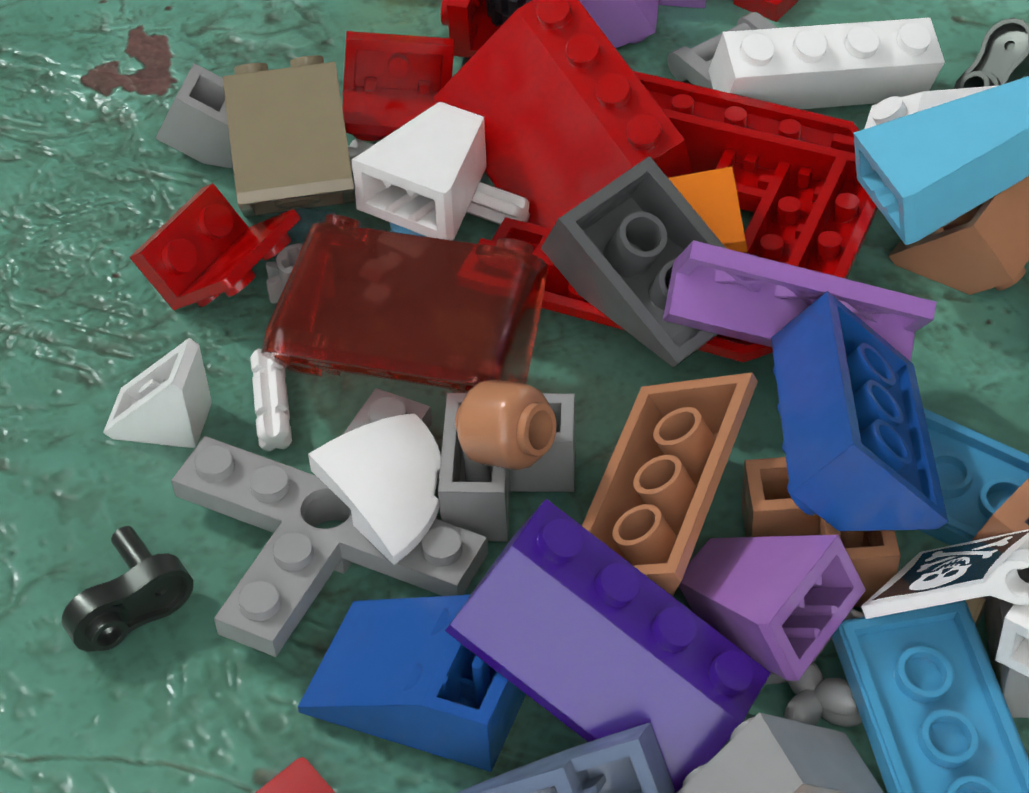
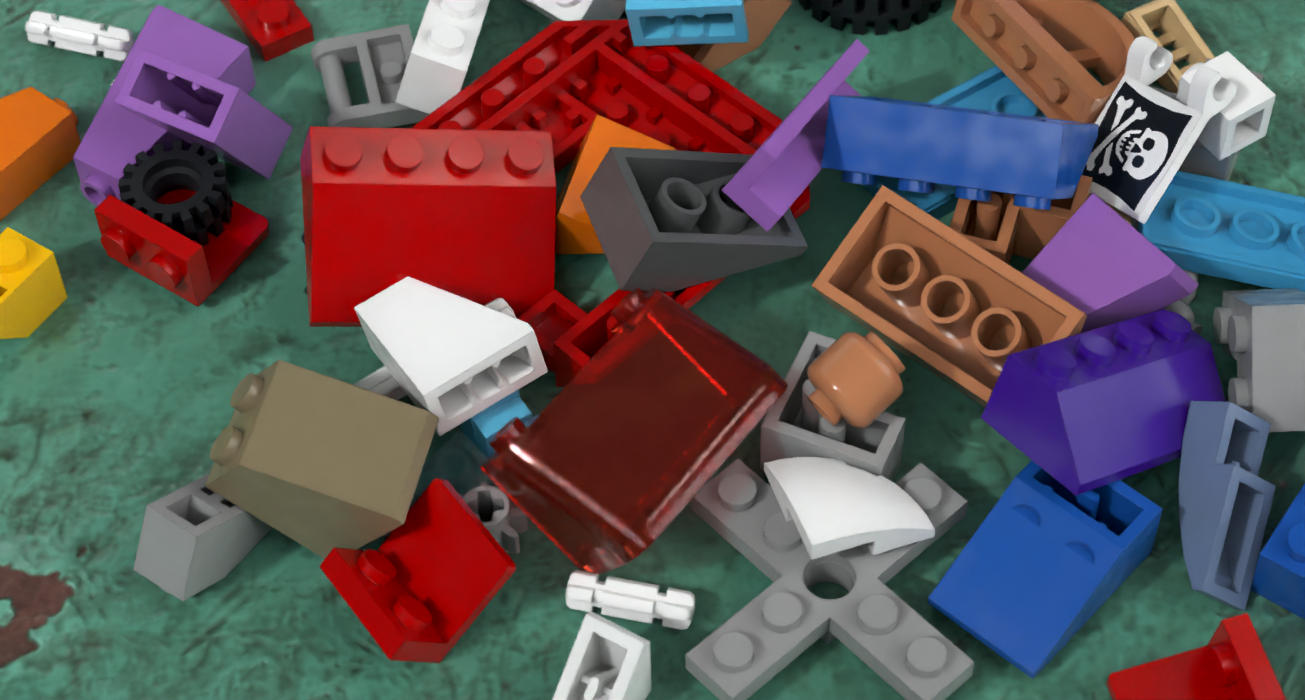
camera: 70 degrees left, 5 degrees up
(391, 80) = (244, 339): red bracket -> none

